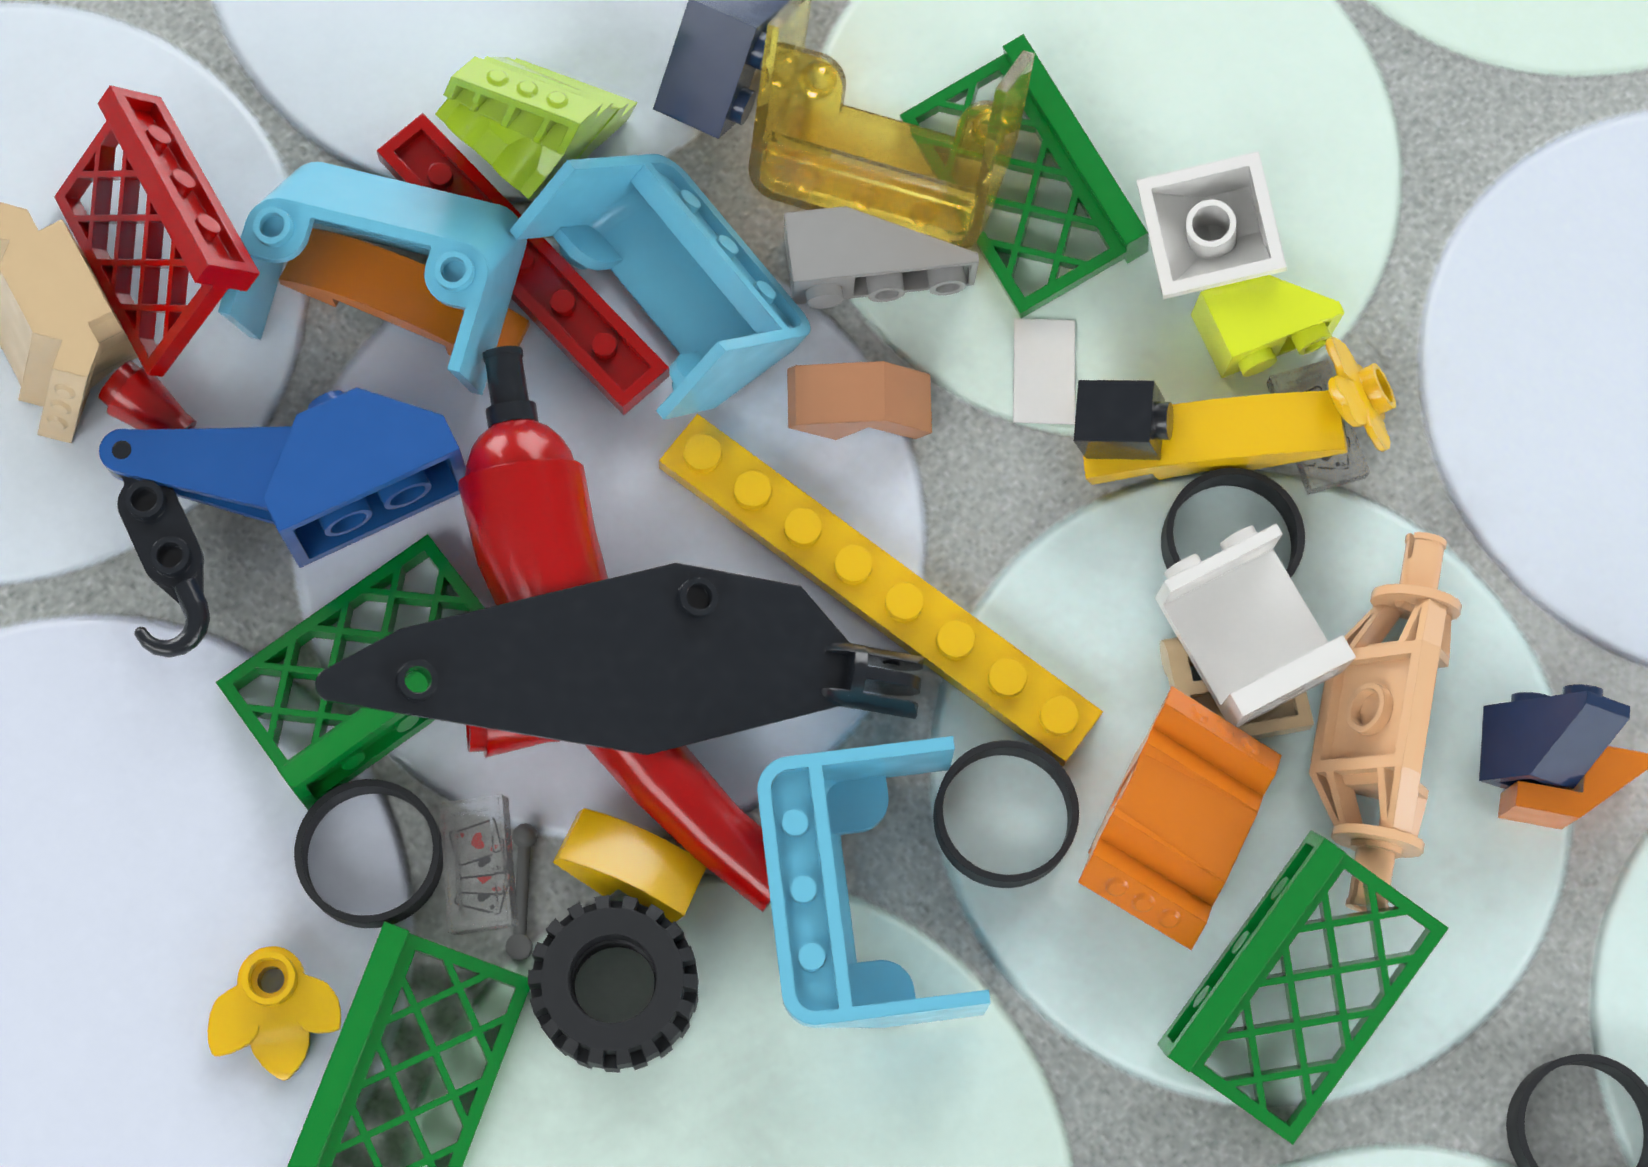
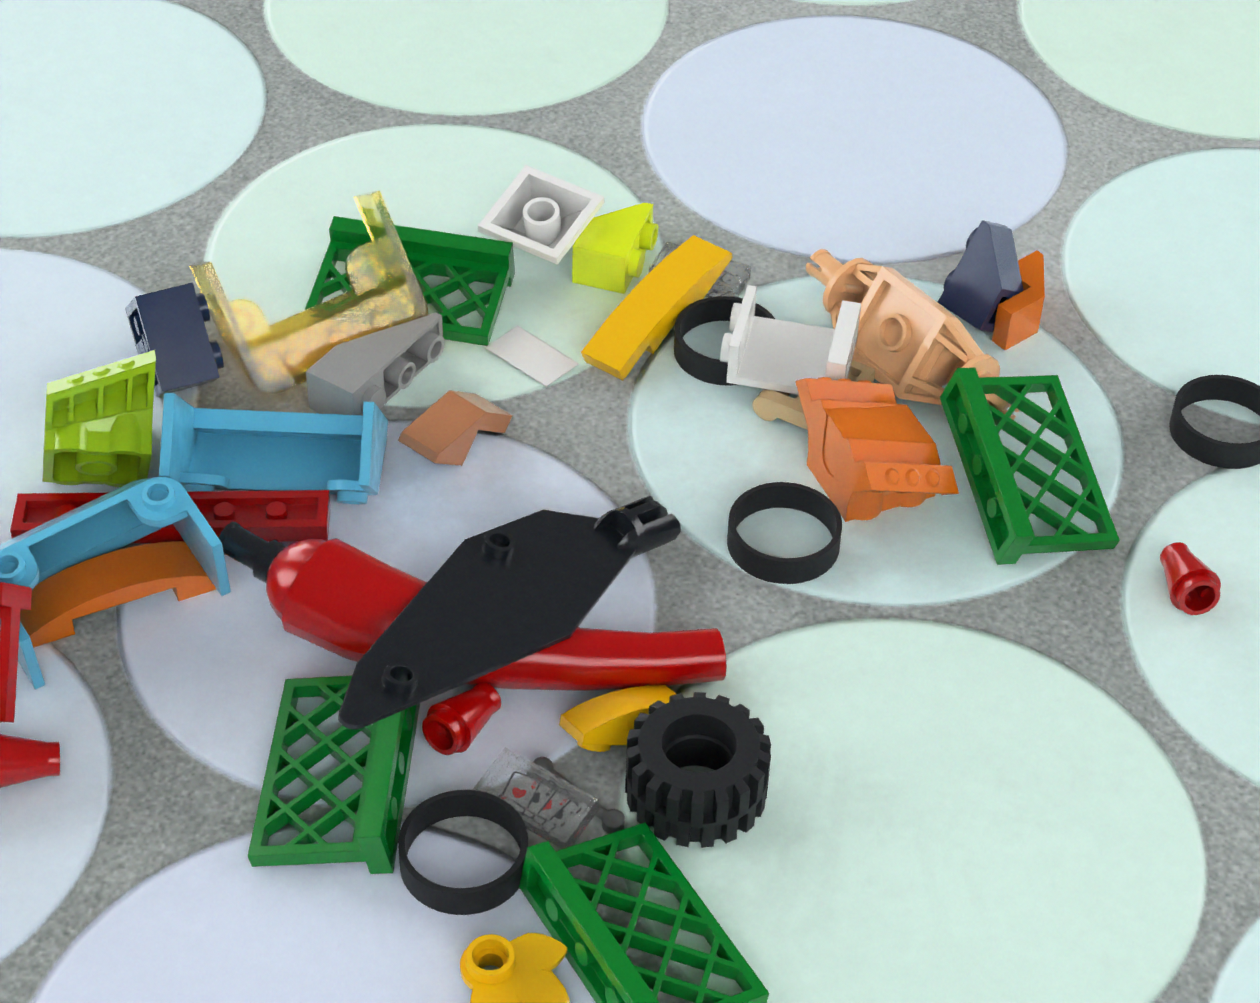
camera: 45 degrees left, 30 degrees down
(323, 482) = (192, 691): blue slope -> none
(803, 813) = (689, 583): medium azure windscreen -> none
(880, 589) = (466, 513): yellow plate -> none
(1121, 419) = (608, 317): black brick -> none
(1360, 393) = (705, 229): yellow plate -> none

